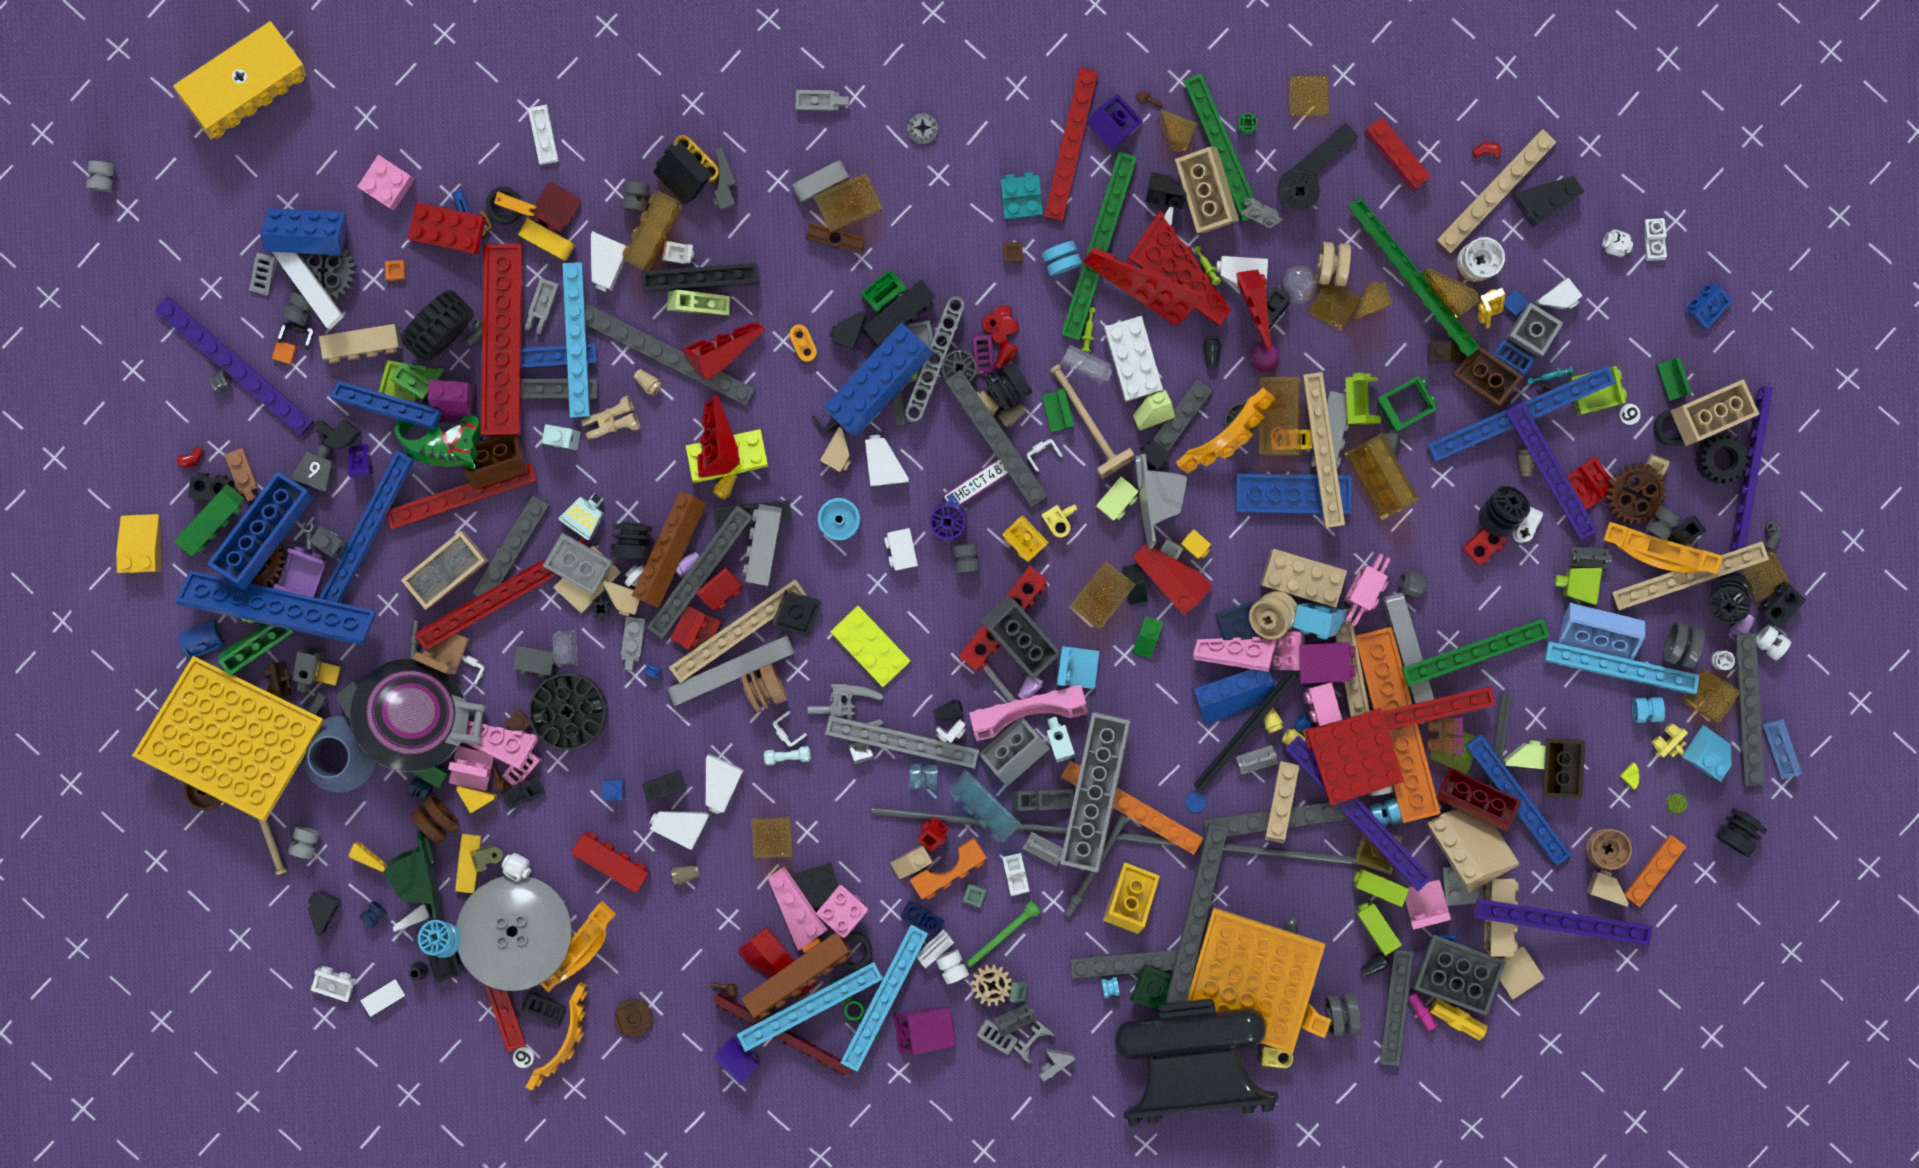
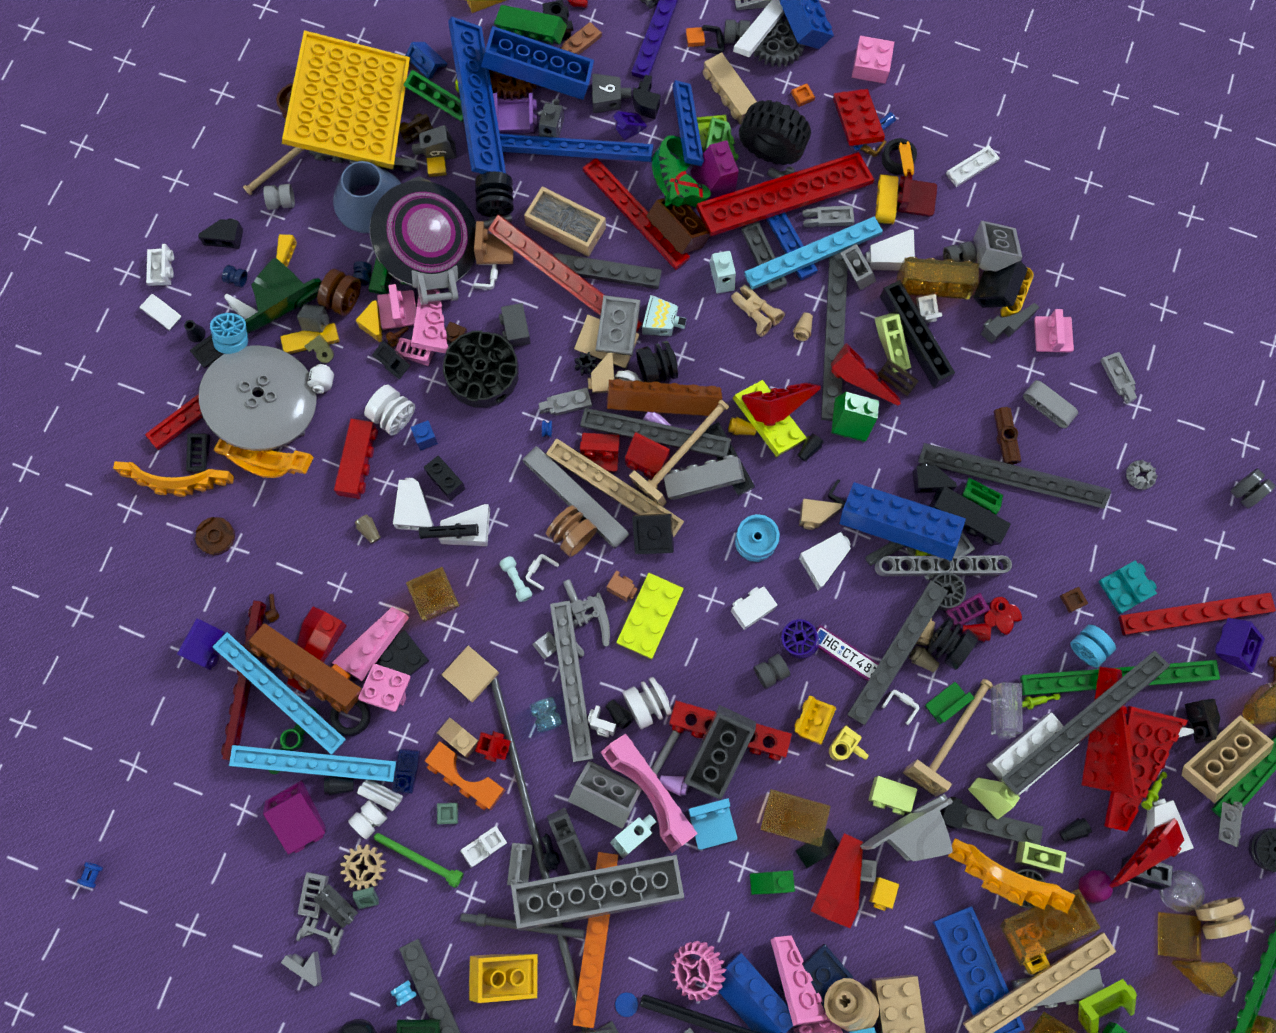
camera: 65 degrees right, 15 degrees down
(392, 631) = (494, 194): none -> black wheel
(451, 853) = (313, 318): none -> dark grey brick
(523, 1057) = (145, 453): white sticker -> none
(565, 648) = (535, 345): clear torso -> none
(579, 811) = (389, 409): none -> white wheel
(609, 303) = (858, 267): none -> light grey slope
(644, 159) = (996, 246): none -> light grey slope
(719, 803) = (449, 531): none -> black pin
(737, 317) = (885, 368): none -> dark brown tile
(751, 599) = (650, 487): none -> tan tile
(752, 142) = (1054, 333): none -> bright pink bracket
(759, 376) = (854, 416): none -> green slope
(770, 429) = (810, 447): none -> black cone
(803, 343) = (899, 445): light orange plate -> none
(834, 661) = (621, 587): none -> nougat brick
(848, 203) = (1046, 433): clear yellow slope -> none
(858, 830) = (470, 673): none -> tan slope
(875, 251) = (1014, 475): none -> dark grey plate
(911, 983) = (337, 785): none -> black cone
(950, 682) = (647, 702): none -> white wheel
(979, 34) = (1253, 488): none -> dark grey wheel
(984, 806) = (539, 786): clear light blue slope -> none
(1049, 820) = (550, 858): none -> black plate
(1126, 305) = (1085, 723): none -> dark grey plate
(1195, 725) = (687, 972): none -> bright pink gear
(1221, 395) = (1040, 857): none -> yellowish green brick

